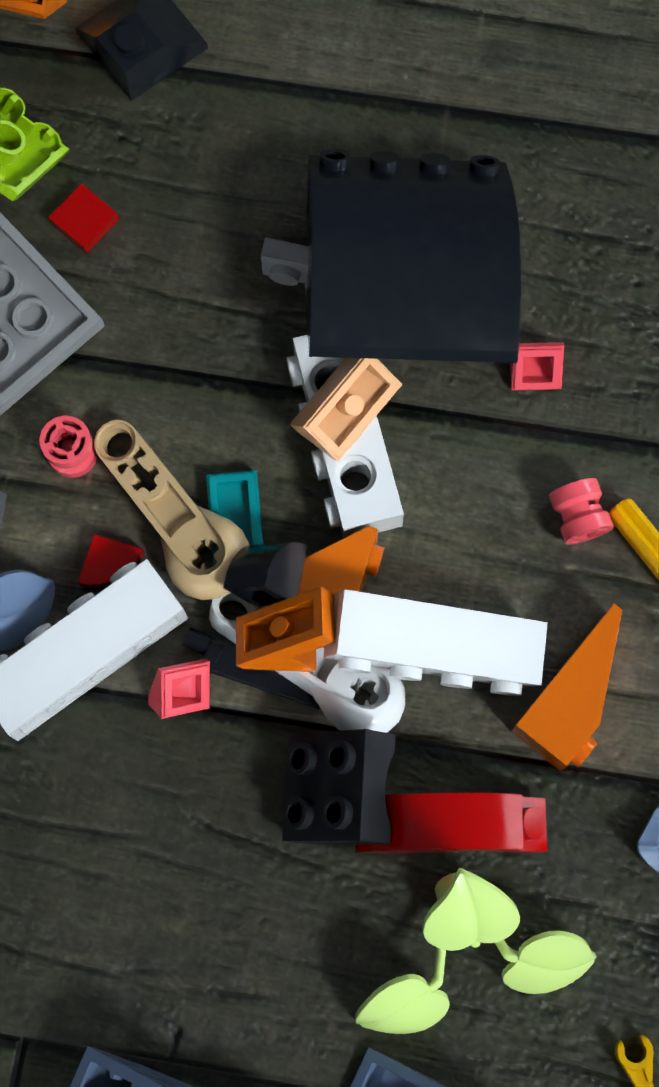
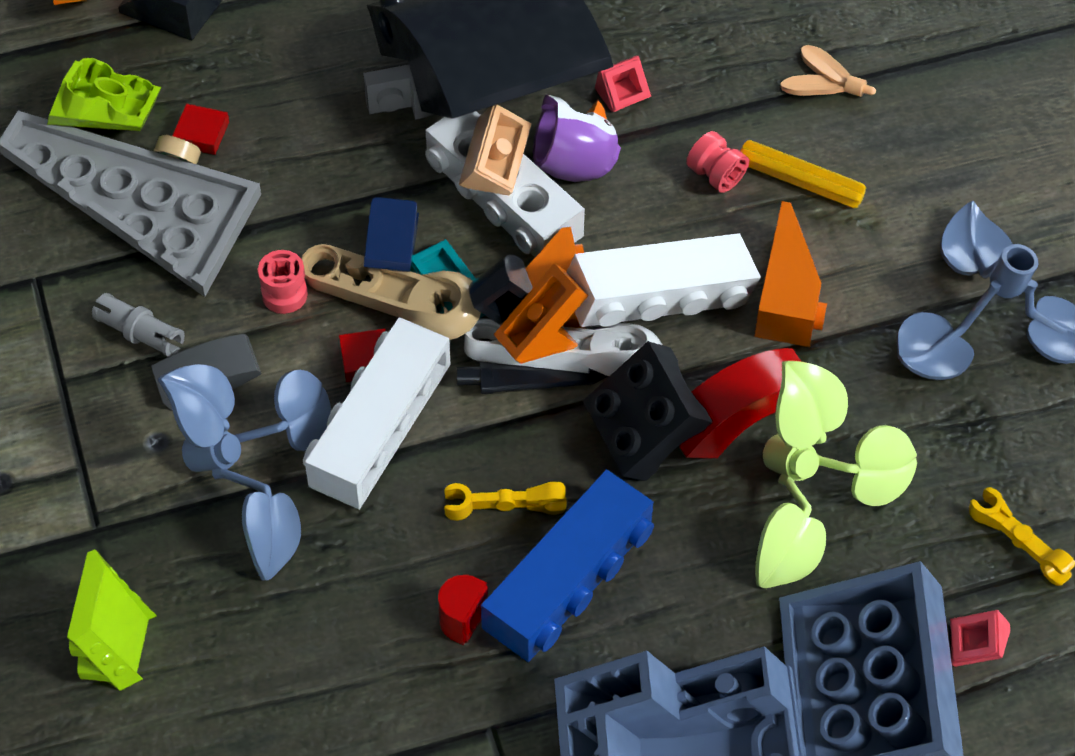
camera: 30 degrees left, 20 degrees down
(42, 240) = (177, 148): none -> tan tile
(51, 907) = (461, 606): none -> red brick
(175, 914) = (568, 566): none -> blue brick
(181, 689) = (474, 409): coral slope -> none
(194, 819) = (544, 498): none -> yellow piece
(196, 449) = (391, 234): none -> dark blue slope
(441, 424) = (574, 143): none -> medium lavender piece

